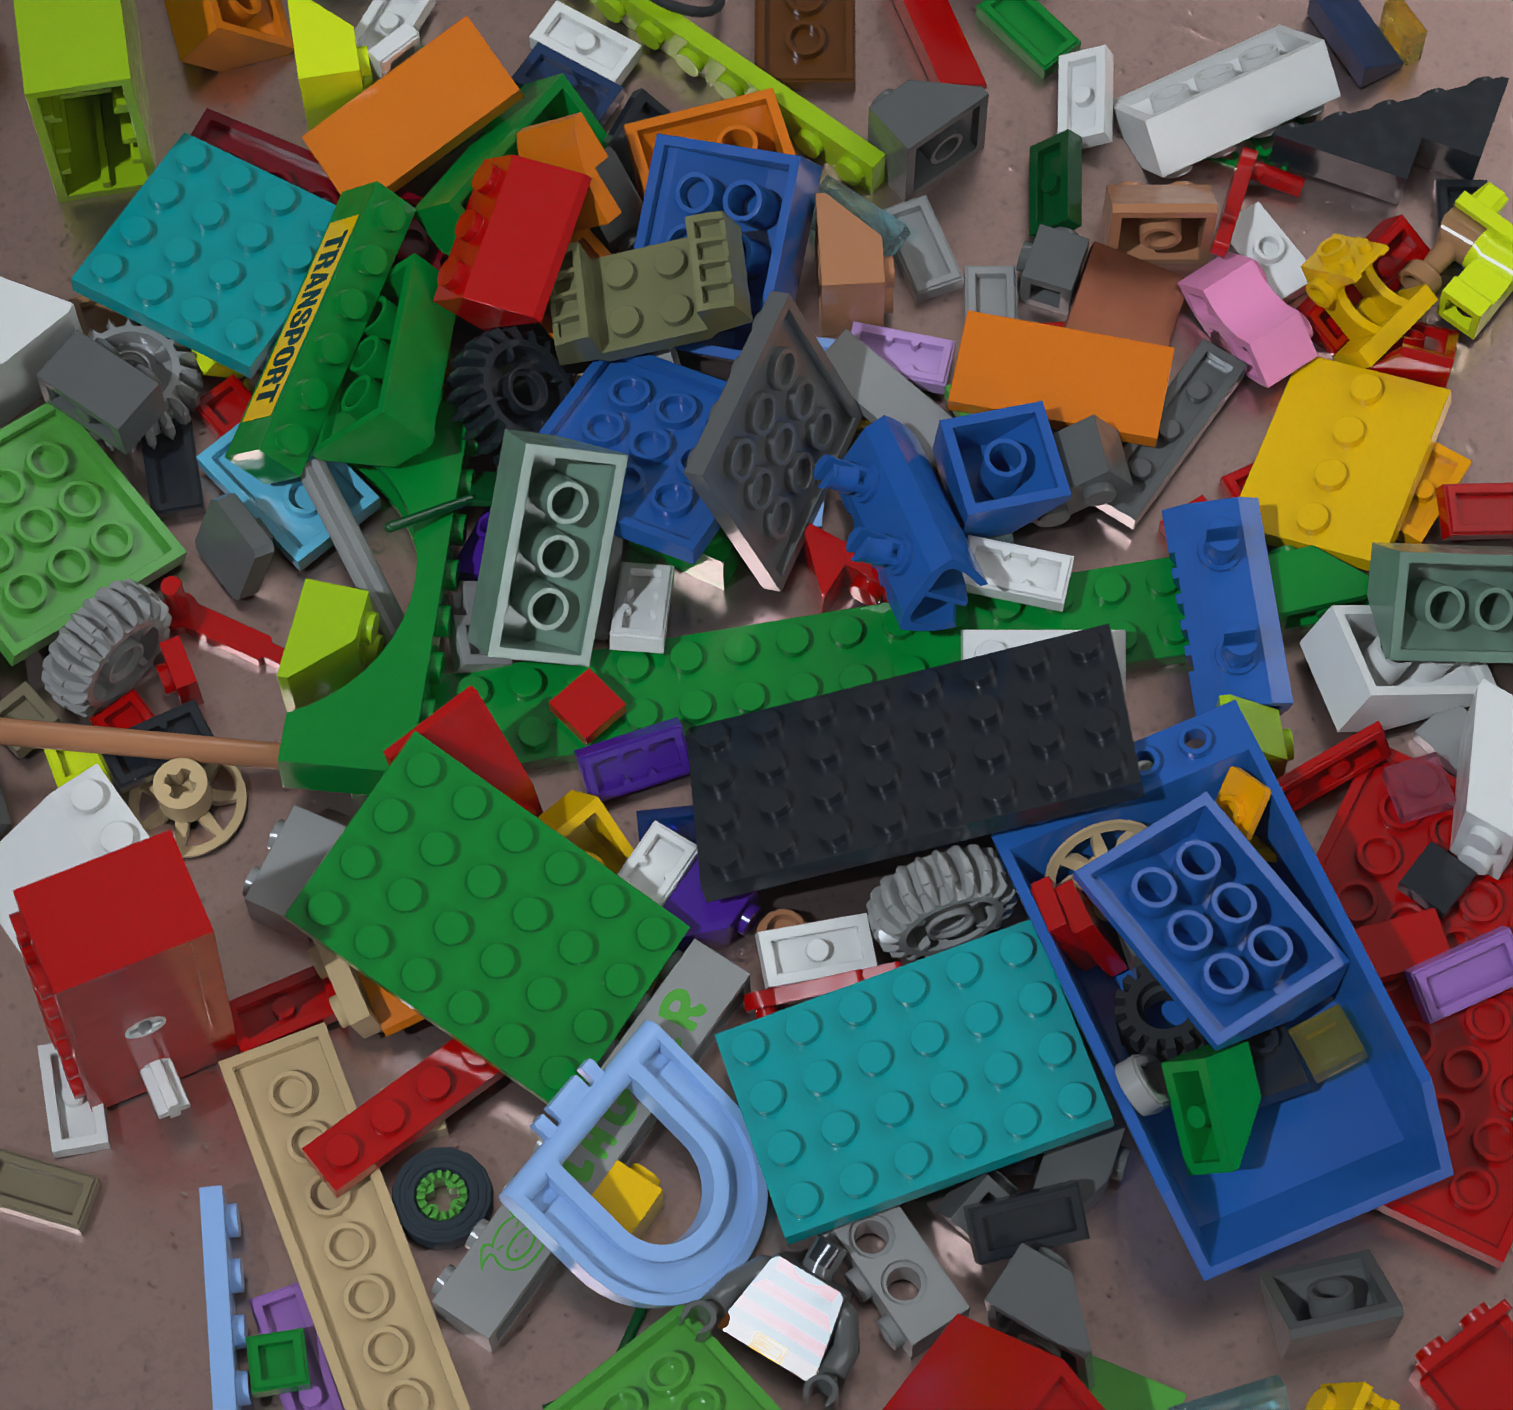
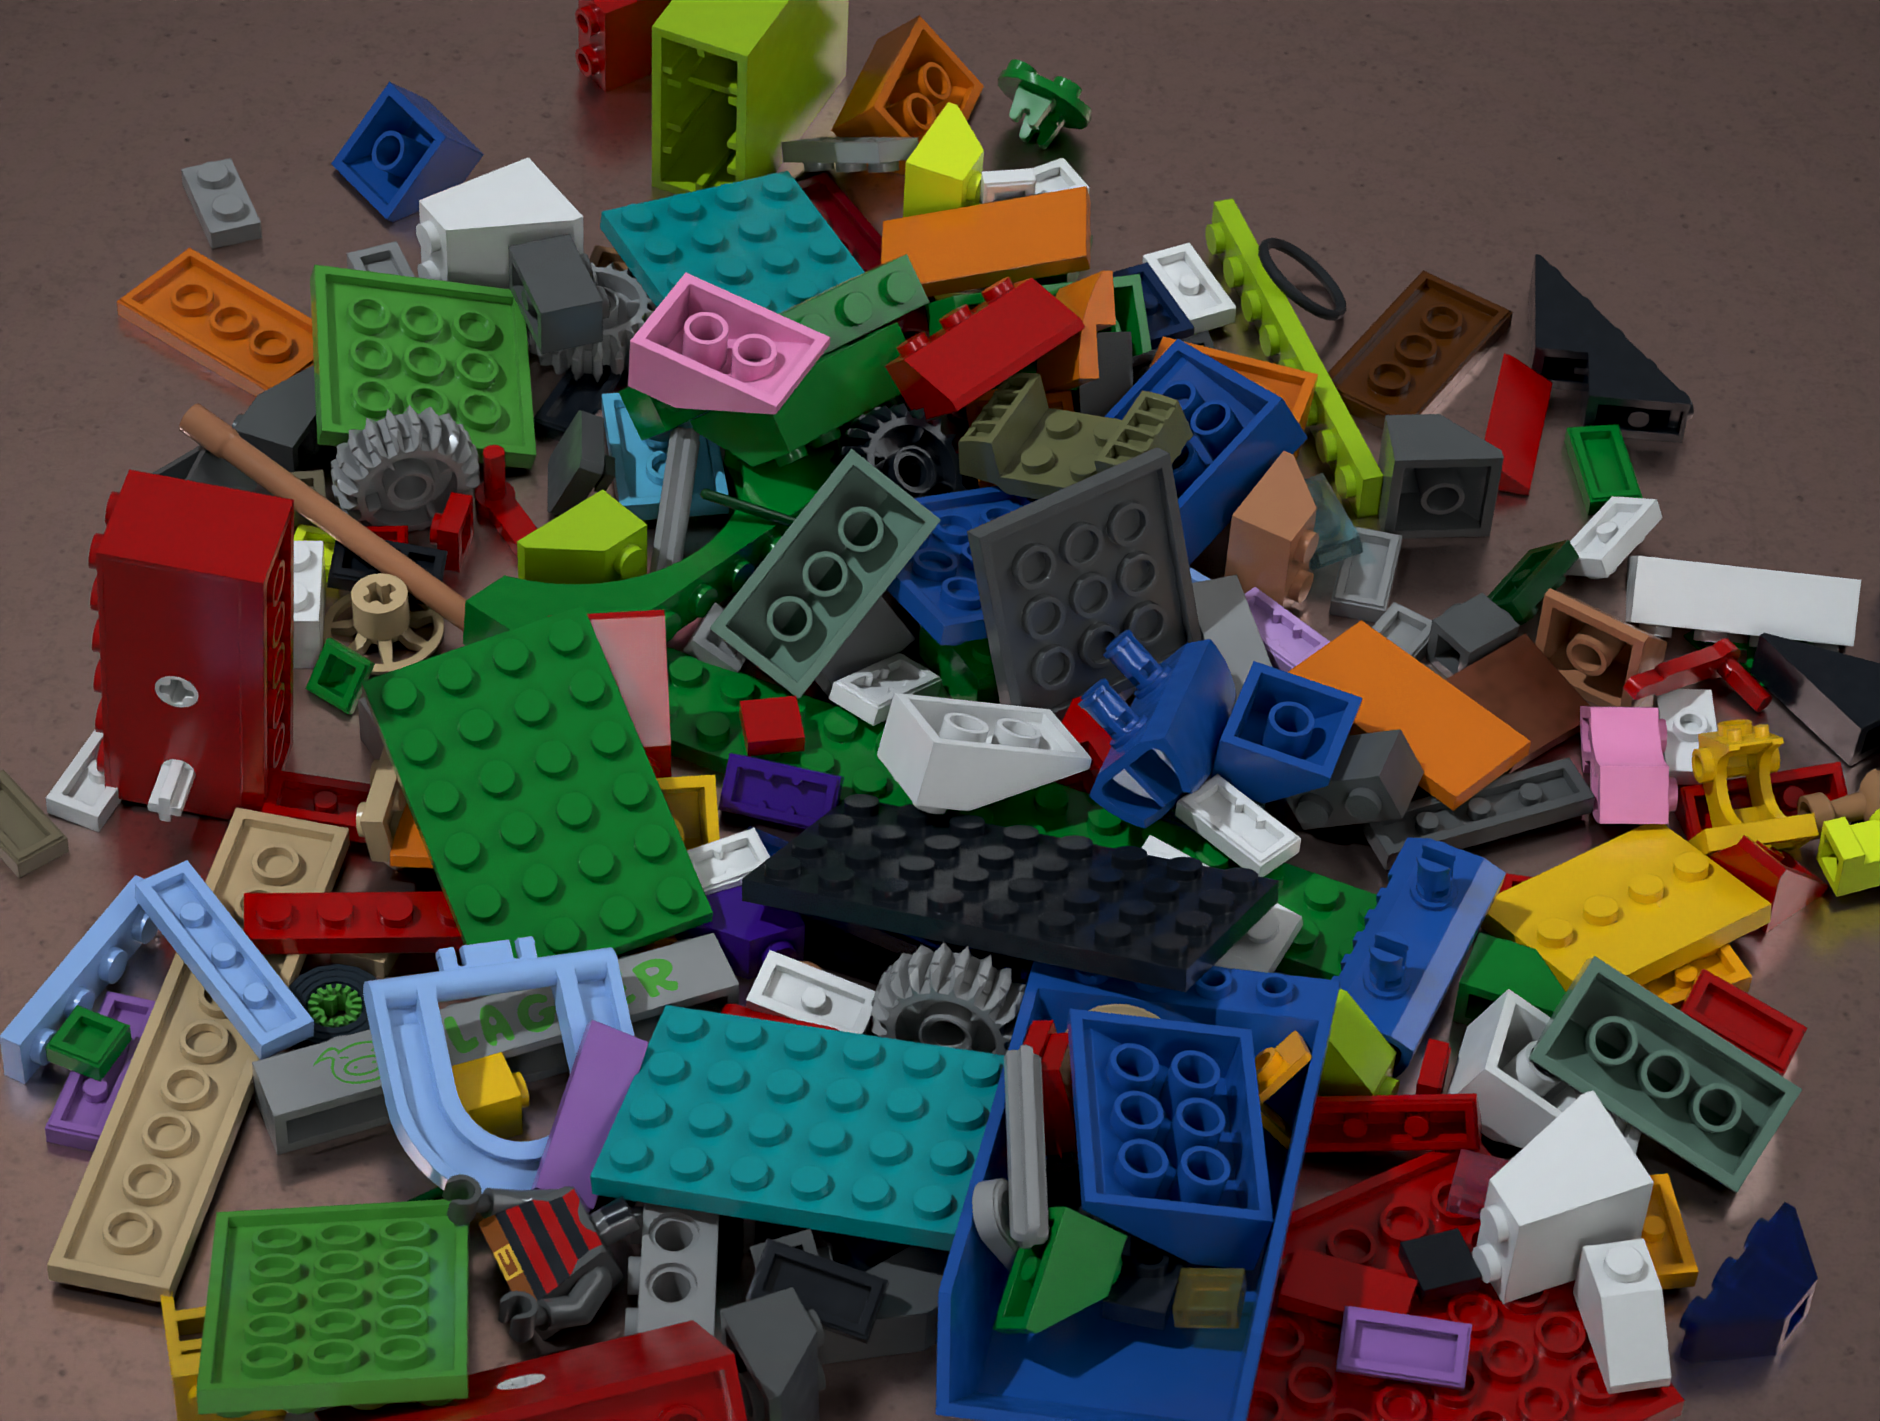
camera: 30 degrees right, 20 degrees down
(207, 873) = (339, 675): none -> green slope
(222, 79) = (849, 153): none -> light grey plate
(330, 394) = (720, 352): none -> bright pink slope
(335, 1221) = (224, 960): none -> light blue plate
(731, 1175) = (589, 1107): none -> medium lavender tile
(778, 637) = (974, 751): none -> white slope
(1125, 1015) = (1025, 1147): none -> light grey axle
(1309, 712) = (1433, 1068): none -> red tile

